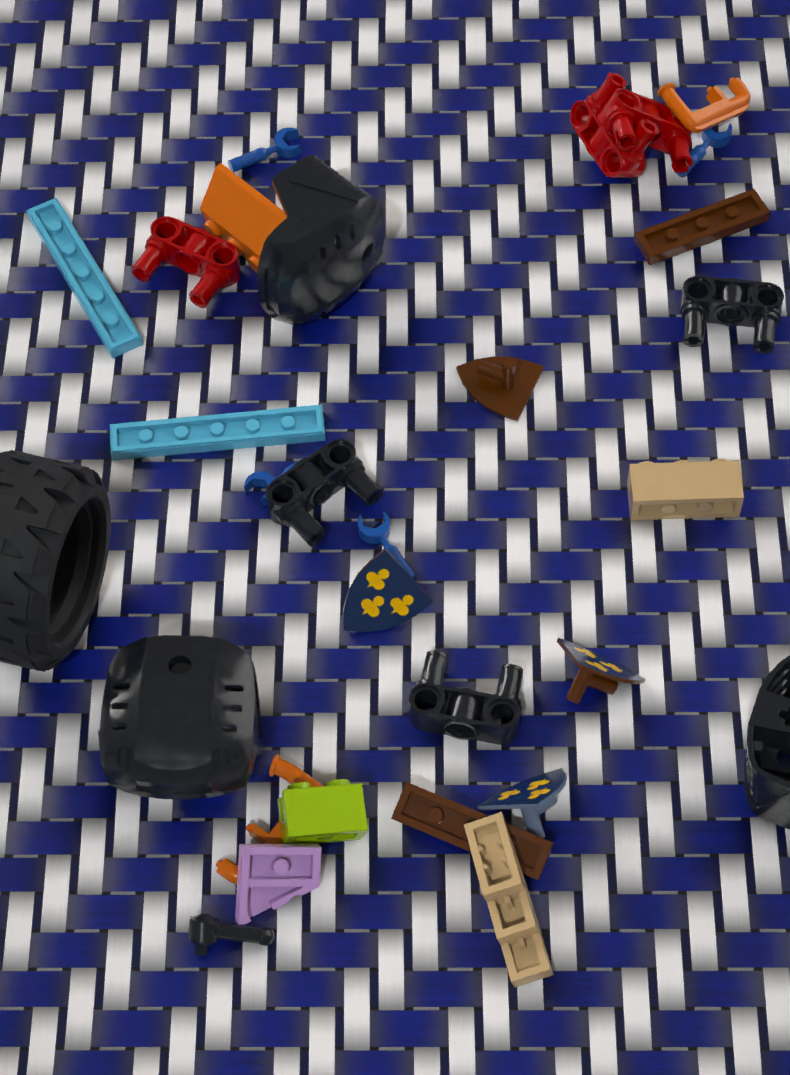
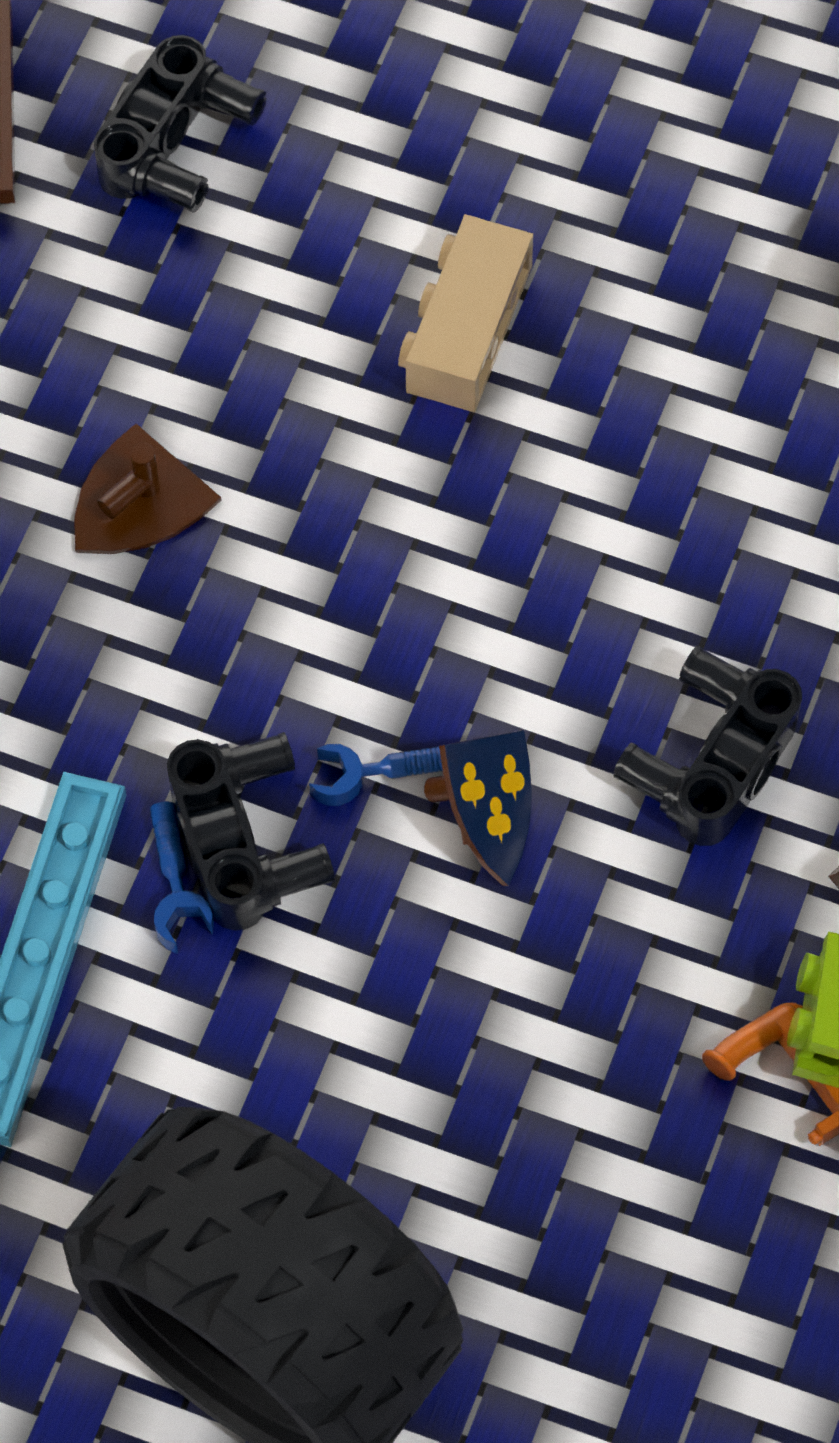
camera: 70 degrees left, 5 degrees up
(178, 718) = (669, 1144): black piece -> none
(595, 672) = (741, 544): shield -> none

